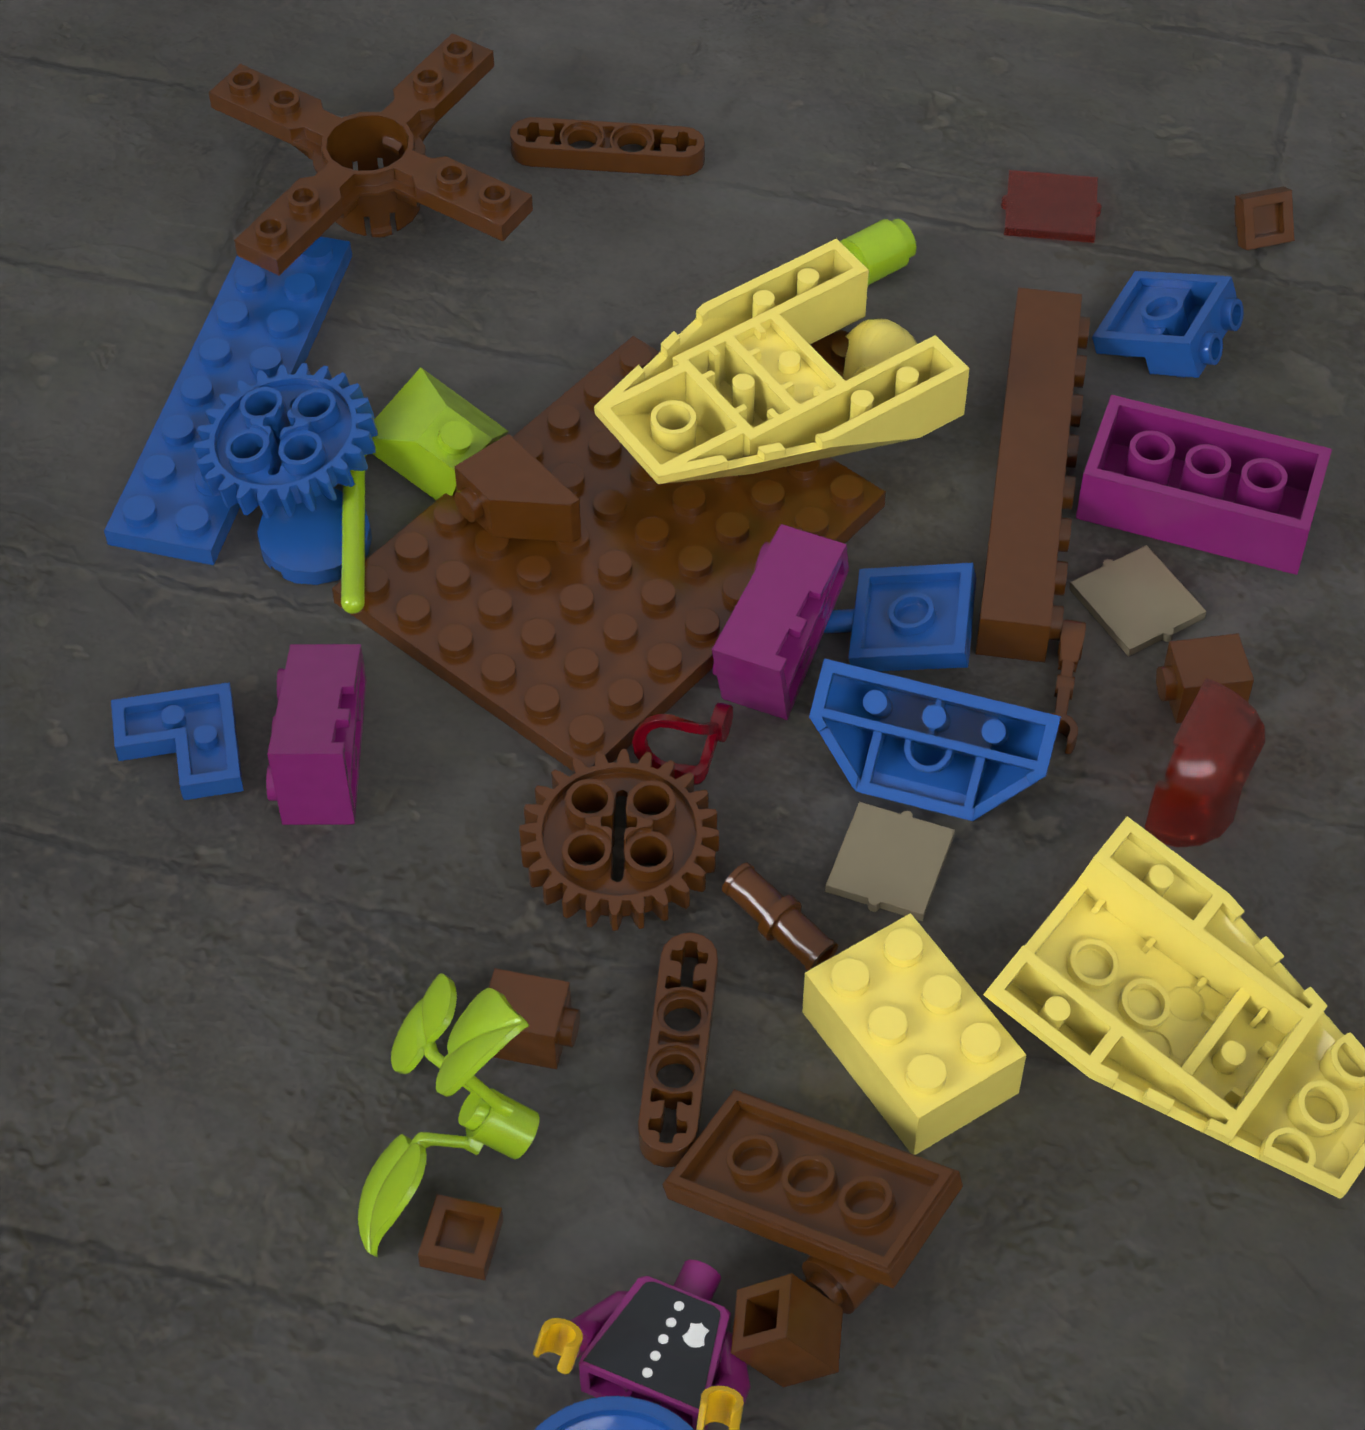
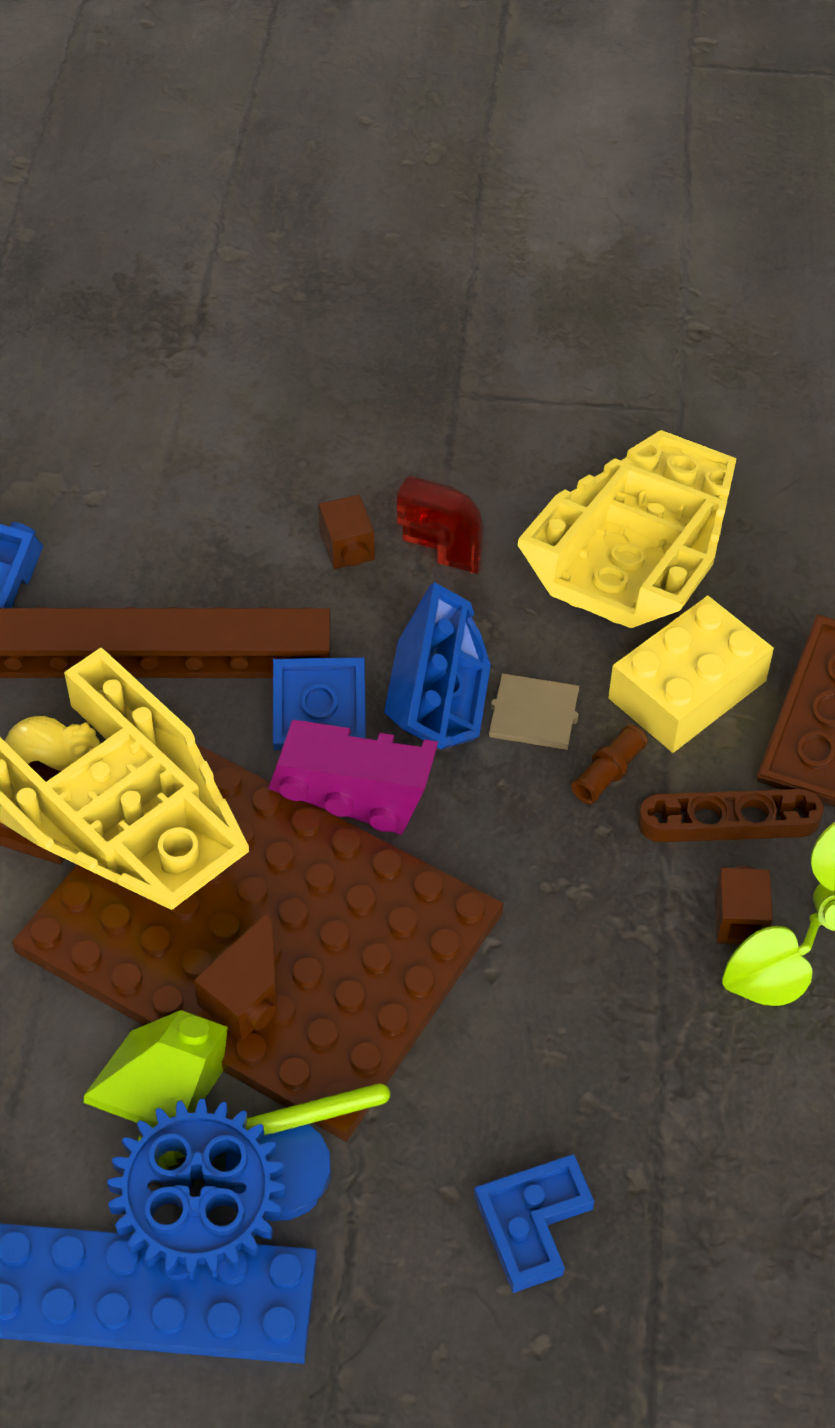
camera: 100 degrees left, 0 degrees up
(317, 734) = (516, 1100): magenta wedge -> none
(561, 836) = (567, 871): reddish brown gear -> none
(716, 729) = (441, 824): dark red piece -> none
(1068, 658) = (362, 616): reddish brown piece -> none
(1137, 600) = (265, 580): dark tan piece -> none
(1203, 484) = (166, 530): magenta brick -> none

